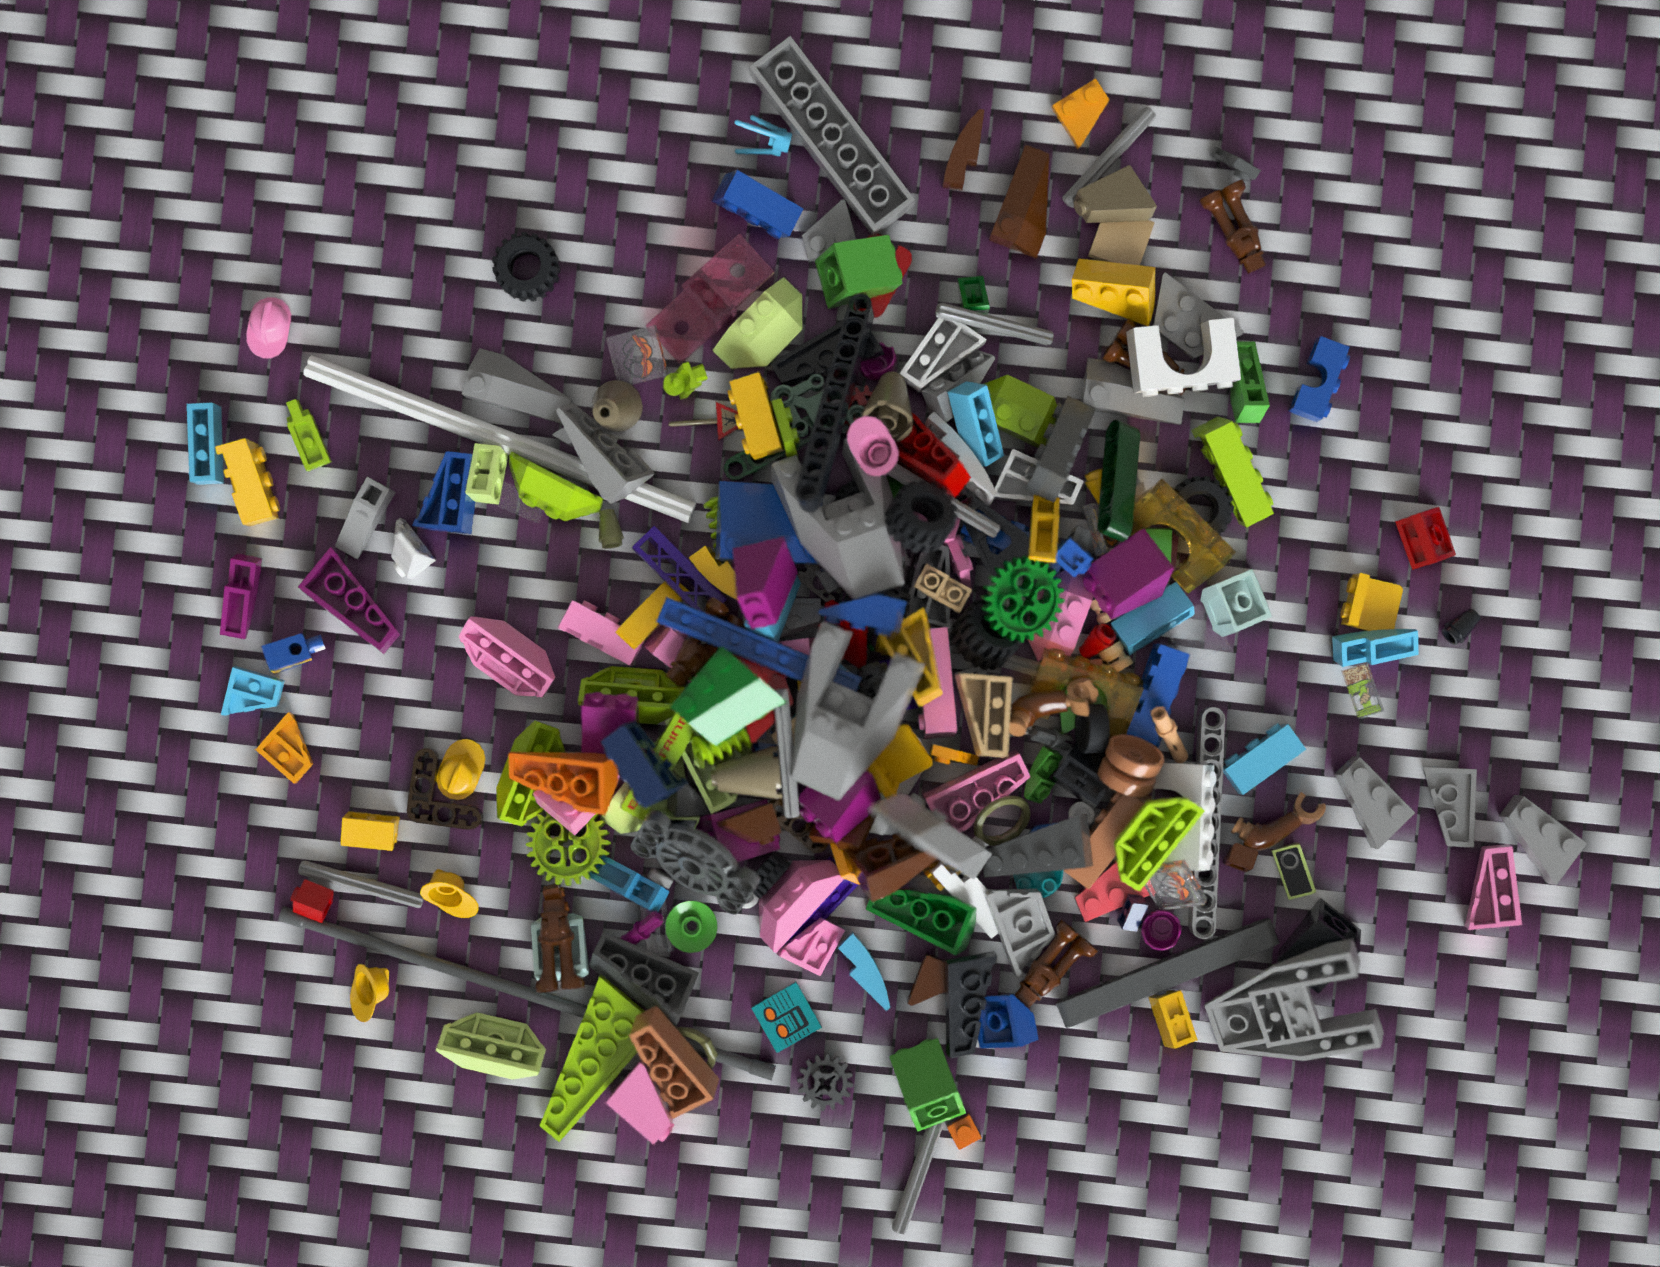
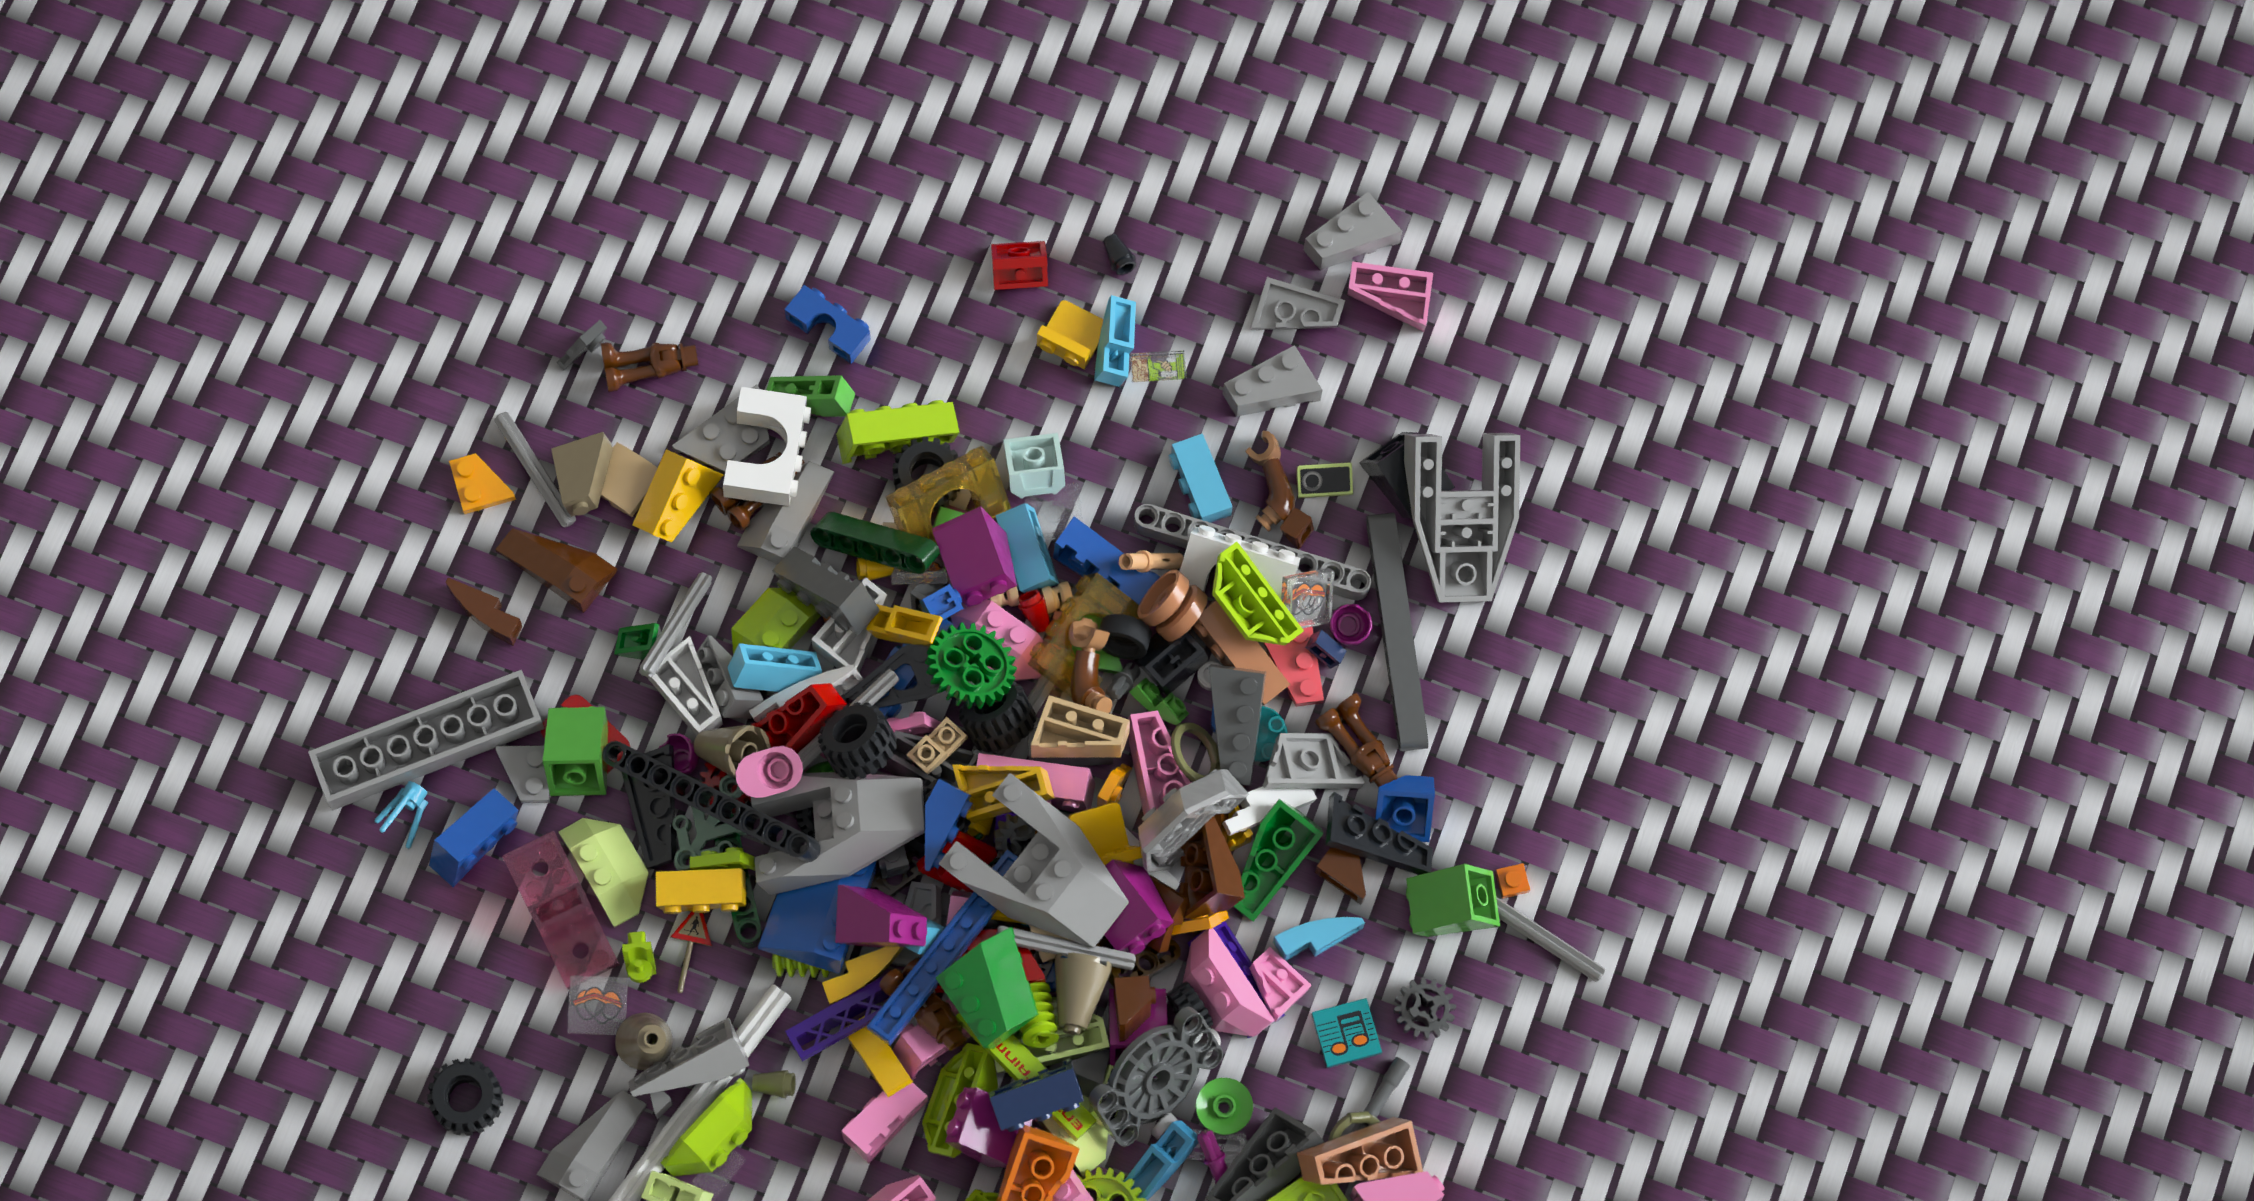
camera: 80 degrees left, 15 degrees down
(1173, 1019) = (1445, 638): yellow hinge -> none

